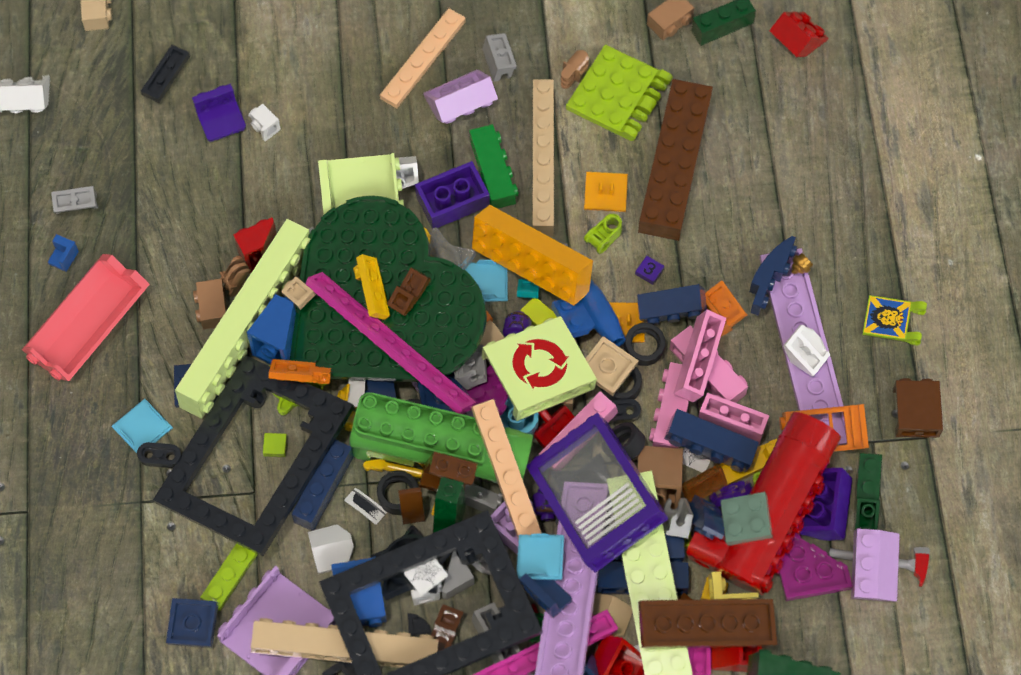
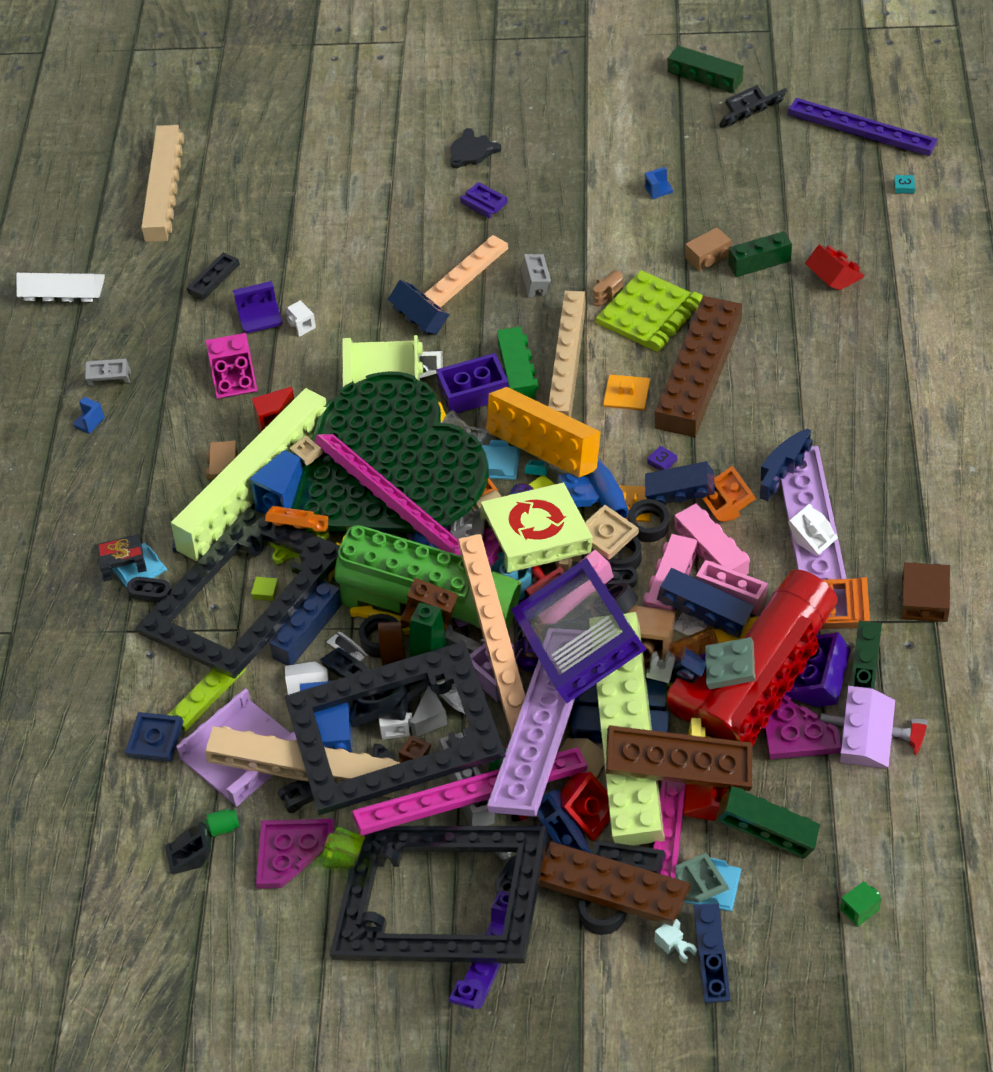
camera: 10 degrees right, 15 degrees down
(85, 318) = (98, 468): coral panel -> none
(123, 415) = (120, 553): none -> black flag
(202, 186) = (231, 365): none -> dark pink slope
(235, 275) = (248, 434): medium nougat arm -> none
(369, 274) = (379, 446): yellow hinge -> none
(369, 532) = (342, 663): none -> black plate
(384, 104) = (417, 307): none -> dark blue brick
(409, 292) = (412, 454): reddish brown slope -> none
(426, 576) = (394, 700): white sticker -> none
(461, 96) = (494, 306): lavender slope -> none
(533, 487) = (518, 636): none -> dark blue sticker
(540, 556) = (513, 687): medium azure piece -> none
(546, 594) = (513, 720): dark blue panel -> none
(601, 235) = (620, 423): lime piece -> none
(699, 356) = (700, 525): bright pink brick -> none
(801, 264) = (815, 457): pearl gold plate -> none
(890, 319) = (907, 514): flag -> none

